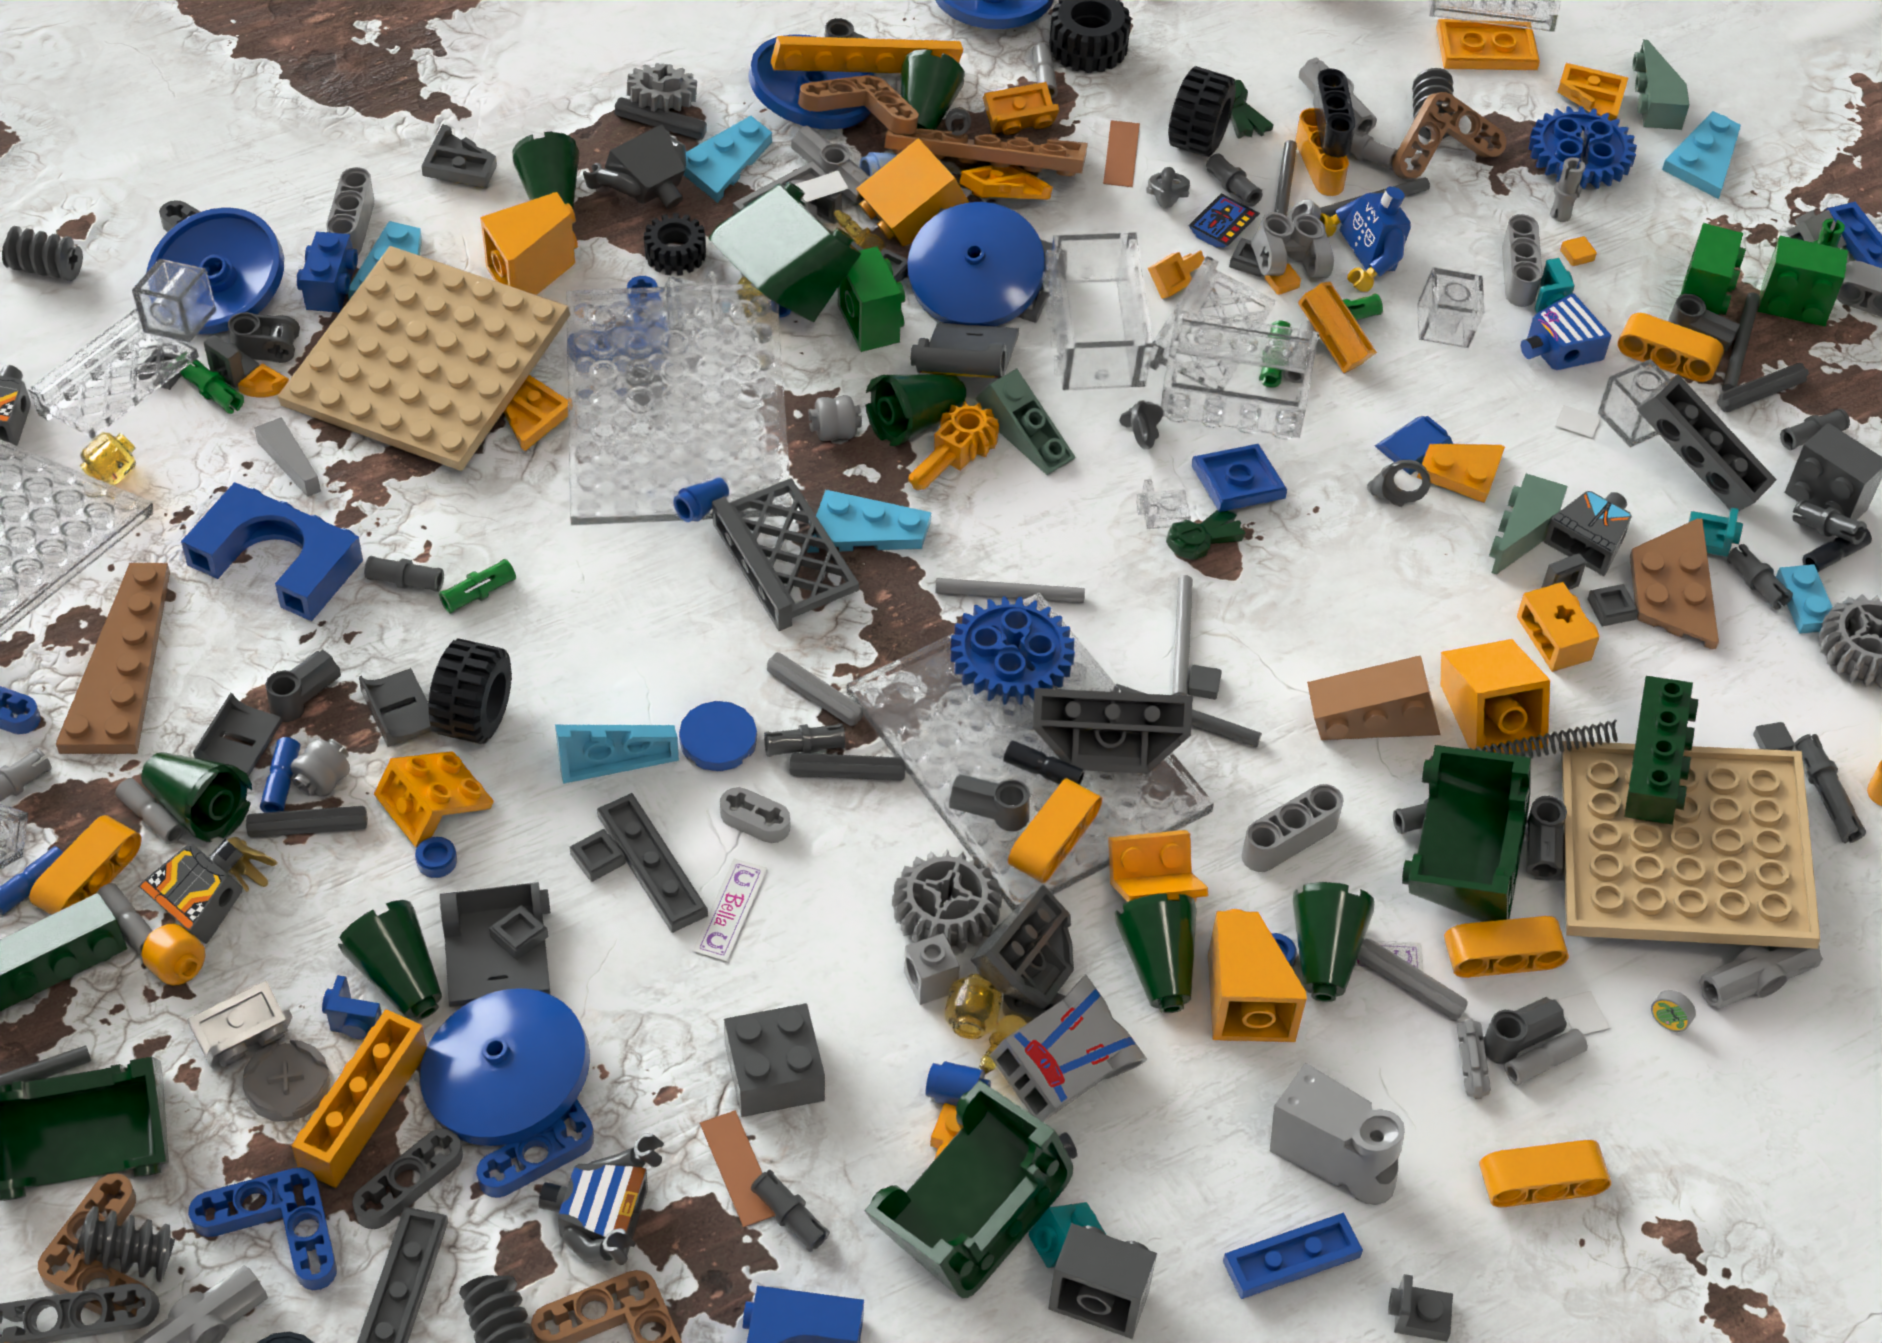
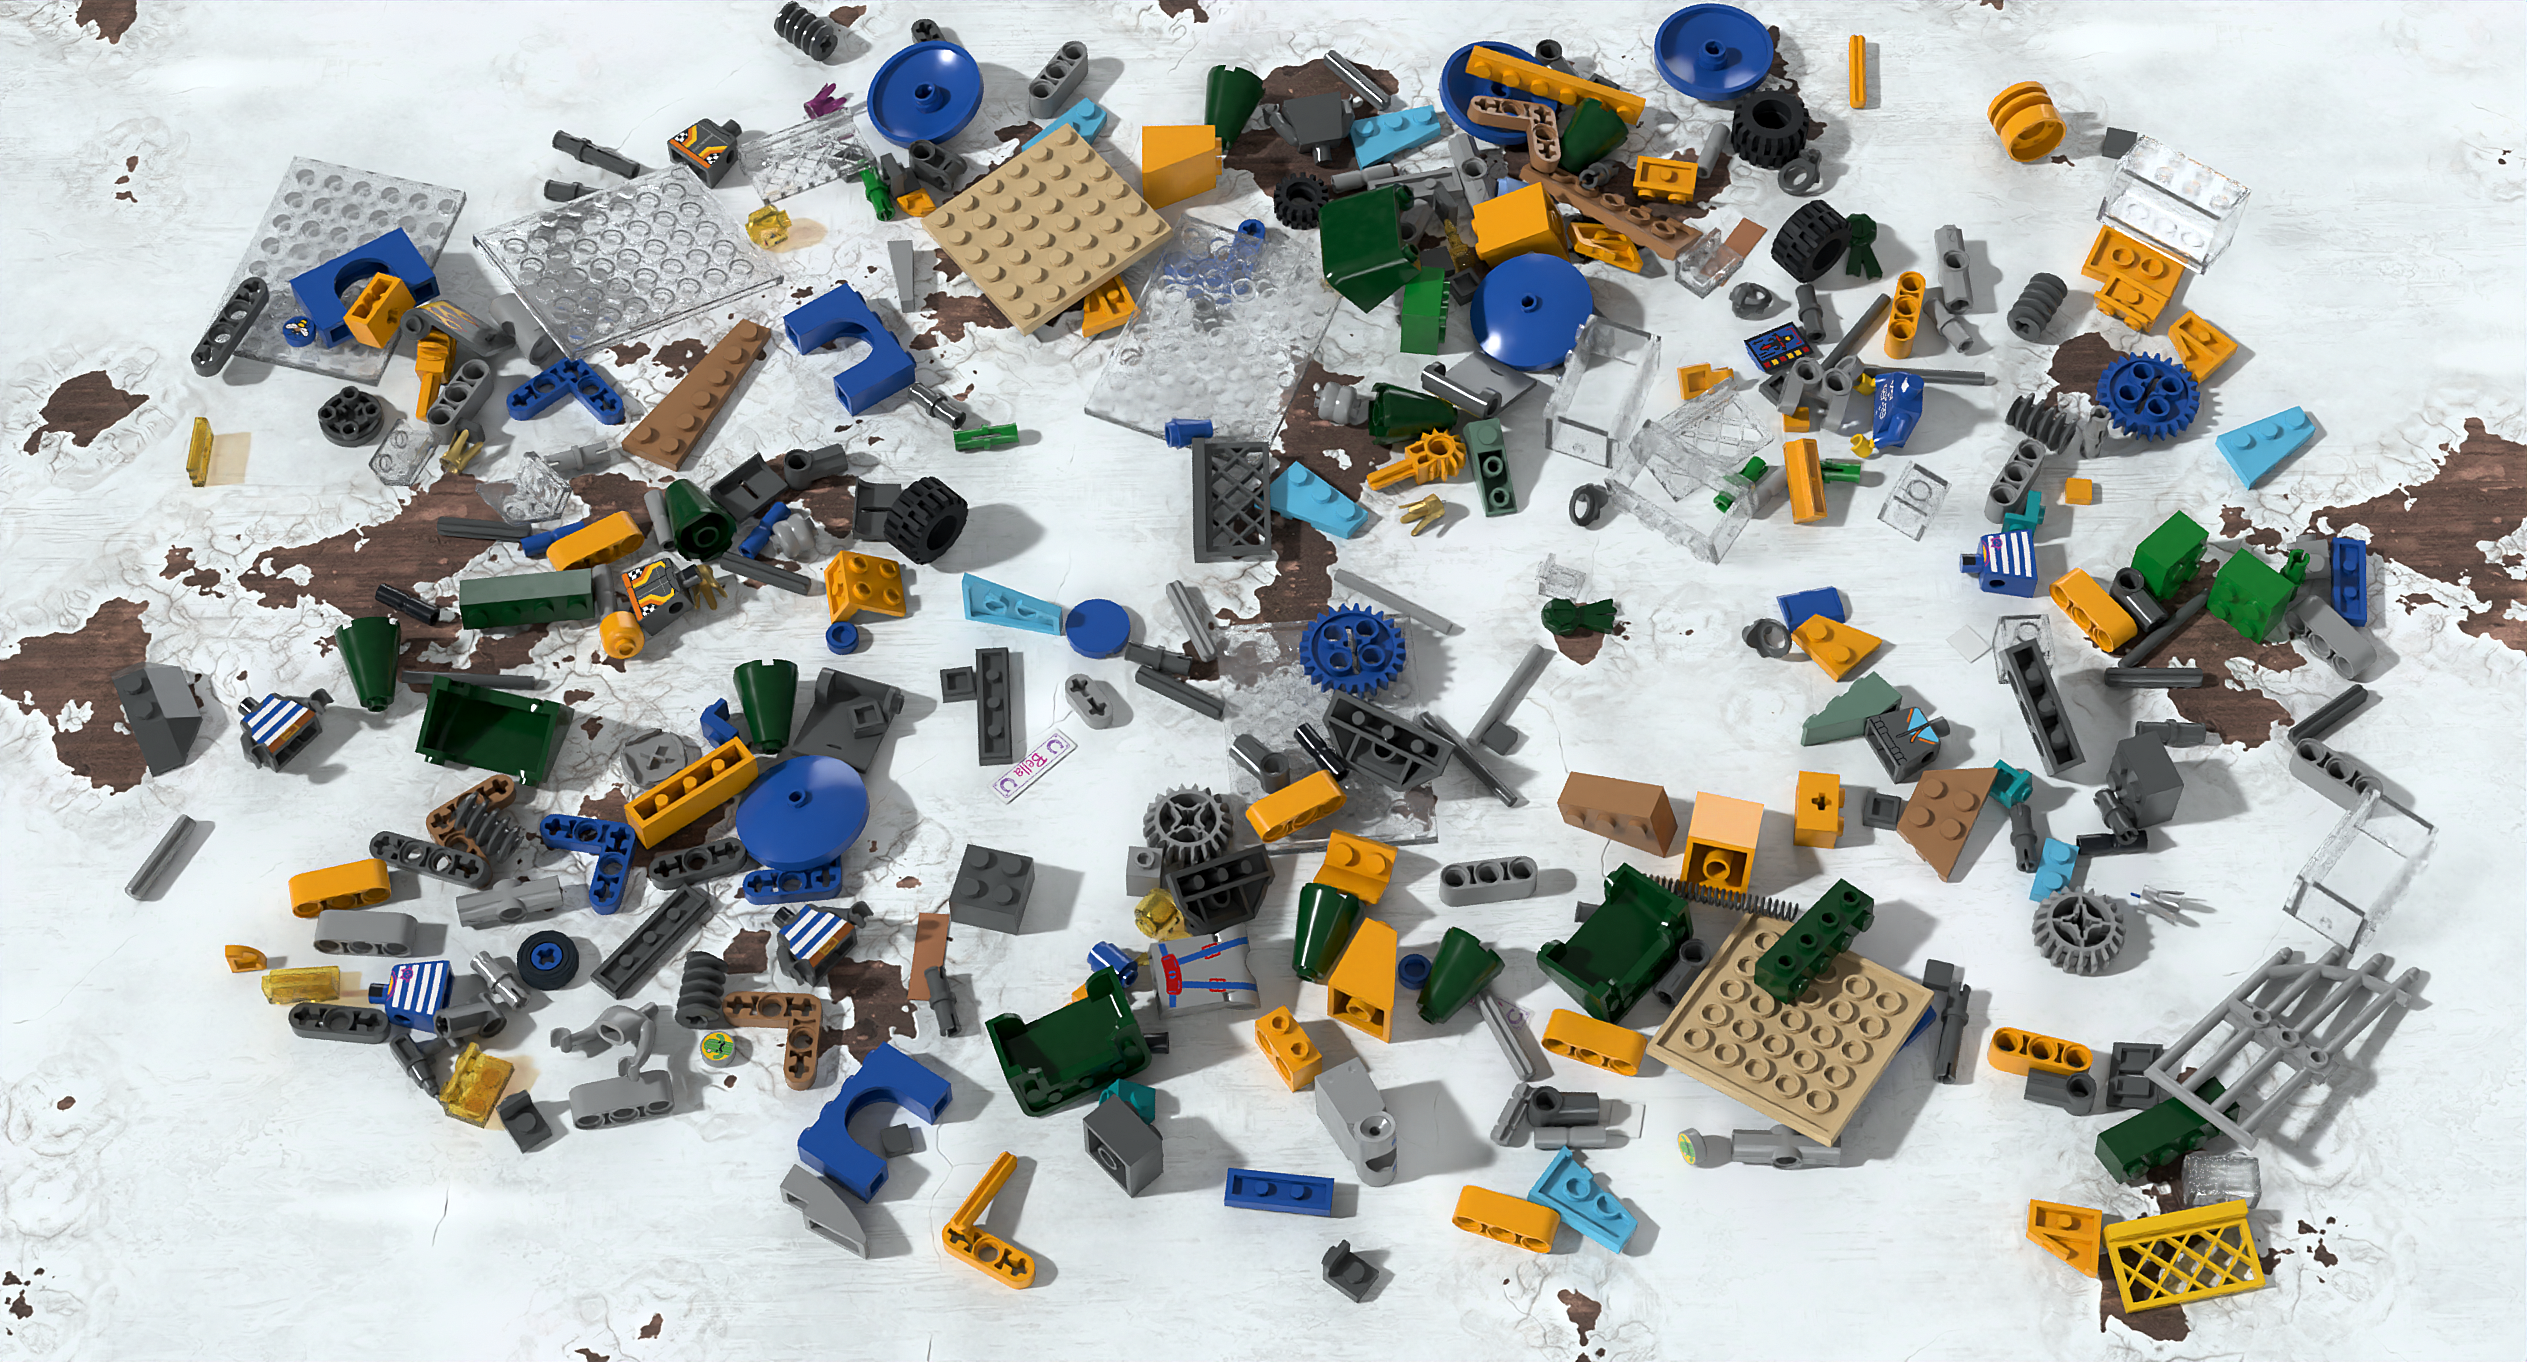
camera: 30 degrees right, 5 degrees up
(100, 319) = (822, 104): none -> flat silver piece
(174, 300) = (875, 112): clear head -> none
(238, 1023) = (639, 704): bracket -> none
(327, 271) = (1012, 126): blue brick -> none
(458, 160) = (1169, 61): dark grey wing -> none
(661, 87) = (1370, 53): light grey gear -> none
(720, 205) = (1357, 179): none -> light grey piece
(822, 186) = (1438, 193): white sticker -> none
(991, 484) = (1430, 507): none -> pearl gold piece
(1110, 169) = (1706, 264): none -> clear bracket
(1145, 52) = (1810, 162): none -> dark grey piece
(1204, 1092) = (1288, 1048): none -> light orange brick
(1239, 477) = (1638, 580): blue tile -> none
(1334, 112) = (1924, 285): black beam -> none
(1438, 126) = (2016, 330): medium nougat beam -> none
(1509, 73) = (2131, 301): none -> light orange bracket
(1511, 199) = (2041, 423): none -> dark grey piece
(1567, 571) = (1853, 769): dark grey tile -> none
(1616, 1124) = (1583, 1203): none -> medium azure wing
(1662, 91) = (2262, 368): sand green slope -> none

